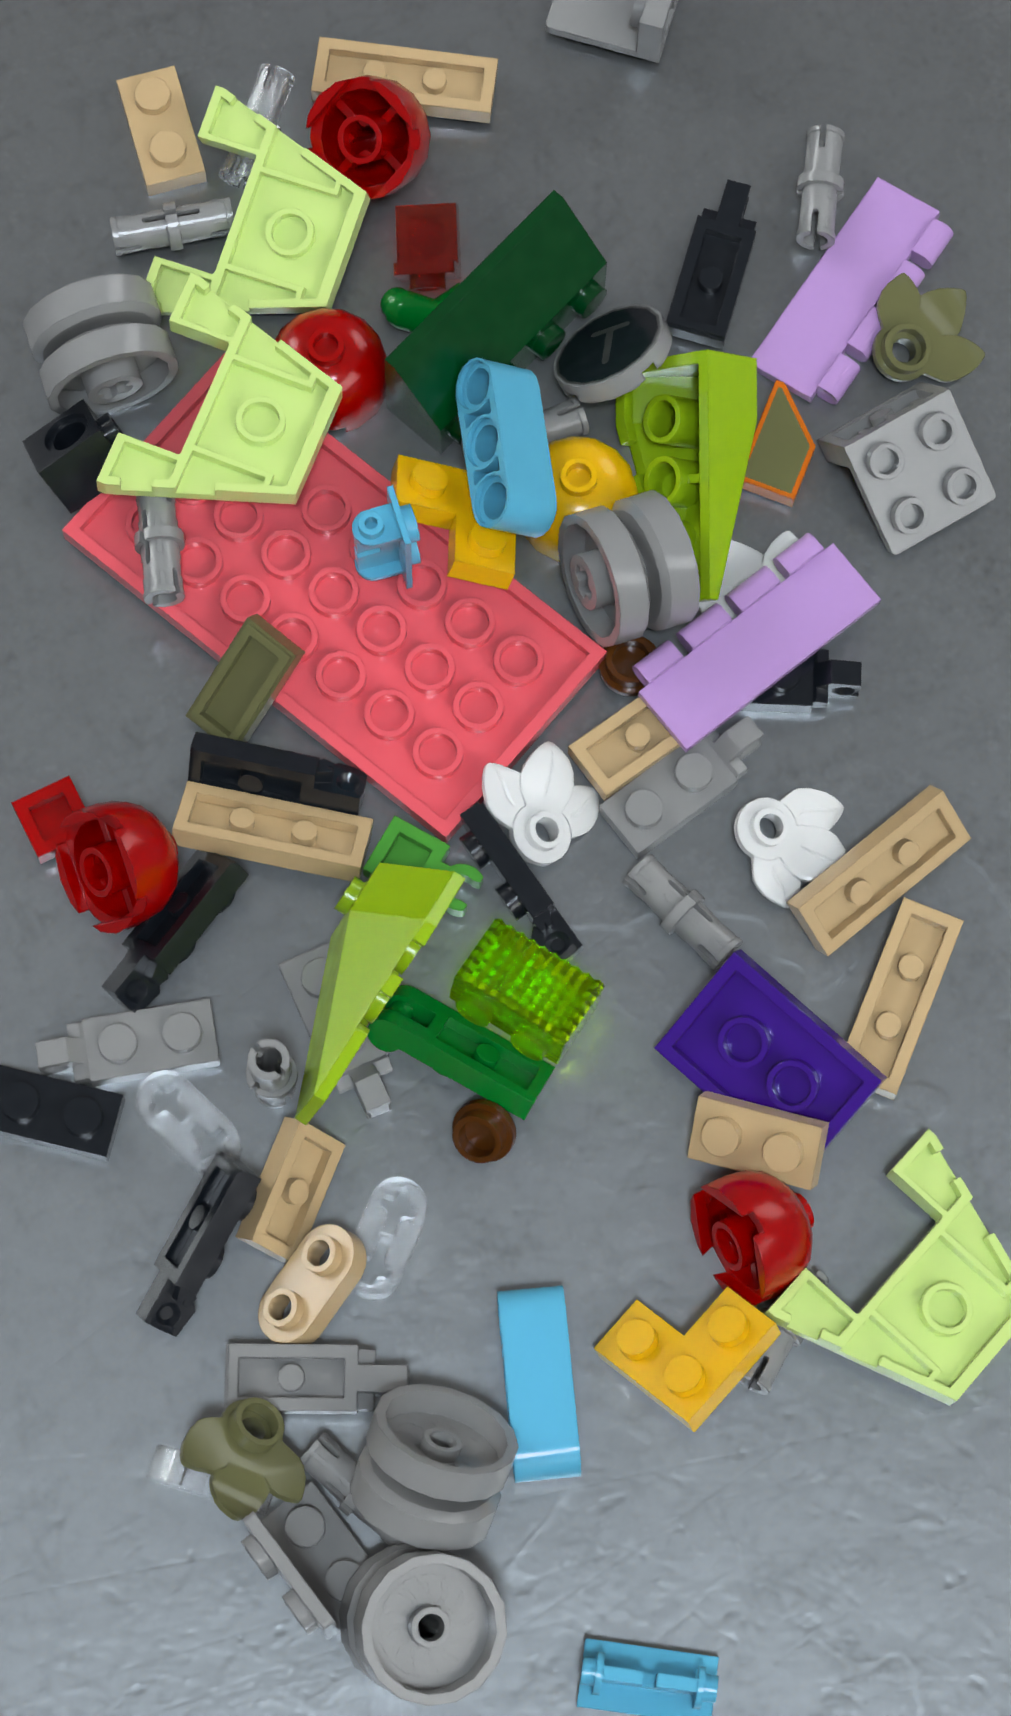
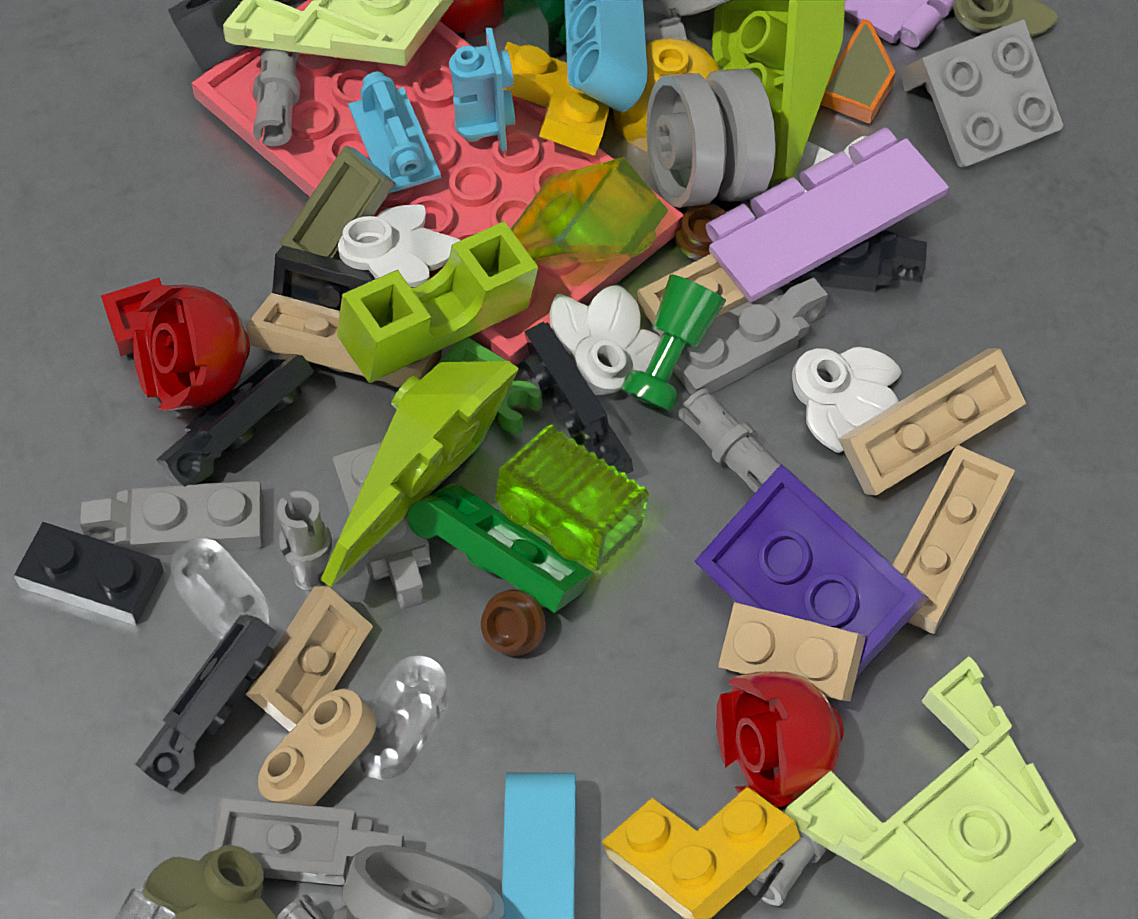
camera: 10 degrees right, 15 degrees down
(292, 586) = (392, 133): none -> medium azure hinge
(322, 720) = (395, 242): none -> white plate
(382, 796) = (395, 325): none -> lime arch
(502, 682) = (590, 215): none -> clear neon green slope
(620, 789) = (683, 321): none -> green piece

